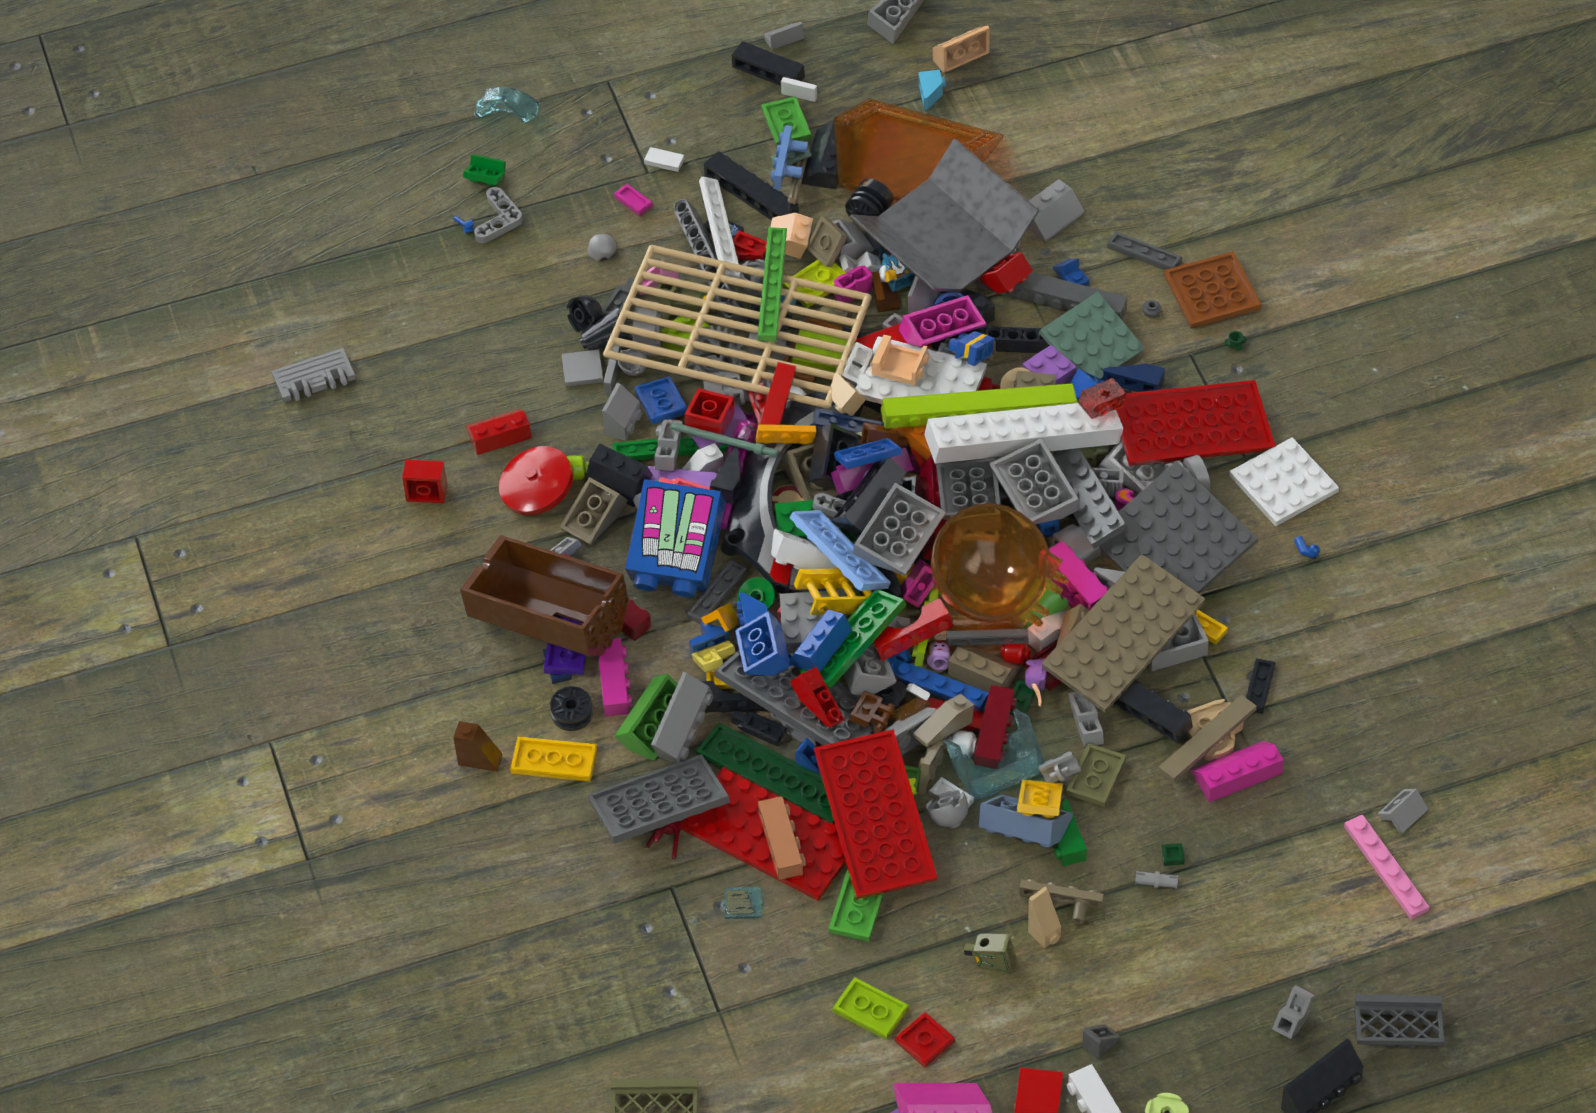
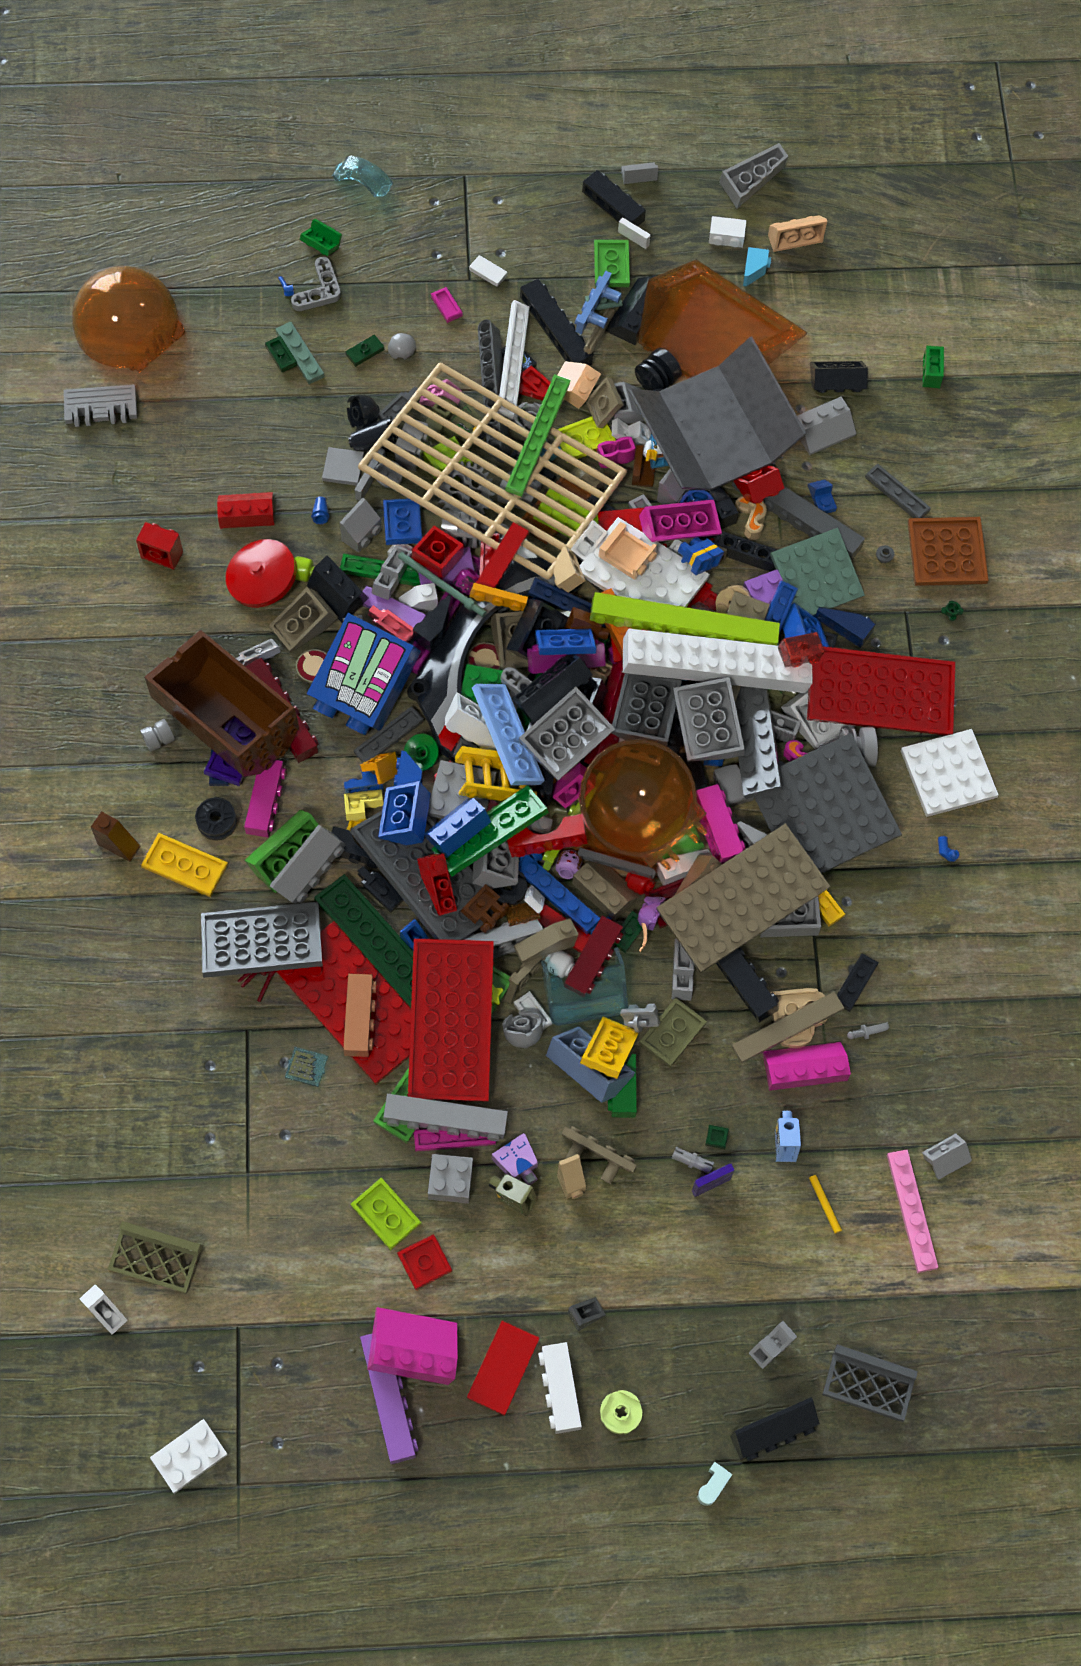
camera: 10 degrees right, 15 degrees up
(311, 289) = (125, 317): none -> clear orange windscreen
(482, 284) = (281, 354): none -> dark green plate
(485, 649) = (158, 734): none -> light grey wheel
(500, 279) = (304, 358): none -> sand green plate
(565, 260) = (364, 350): none -> dark green plate
(575, 413) = (320, 511): none -> blue cone
(615, 550) = (309, 664): none -> tile
(891, 65) = (727, 232): none -> white brick
(899, 903) = (445, 1117): none -> light grey brick
(914, 924) = (441, 1140): none -> dark pink tile
(924, 957) = (450, 1178): none -> light grey brick
(981, 919) = (517, 1159): none -> lavender torso
(1013, 304) = (757, 516): none -> tan animal
(1049, 164) = (838, 376): none -> black slope
(1066, 368) = (781, 603): none -> blue tile
(1139, 132) = (933, 366): none -> green brick
(1183, 887) = (712, 1180): none -> dark purple tile
(1240, 825) = (787, 1138): none -> light blue torso
(1283, 725) = (866, 1031): none -> light grey piece
(1299, 883) = (825, 1204): none -> yellow bar

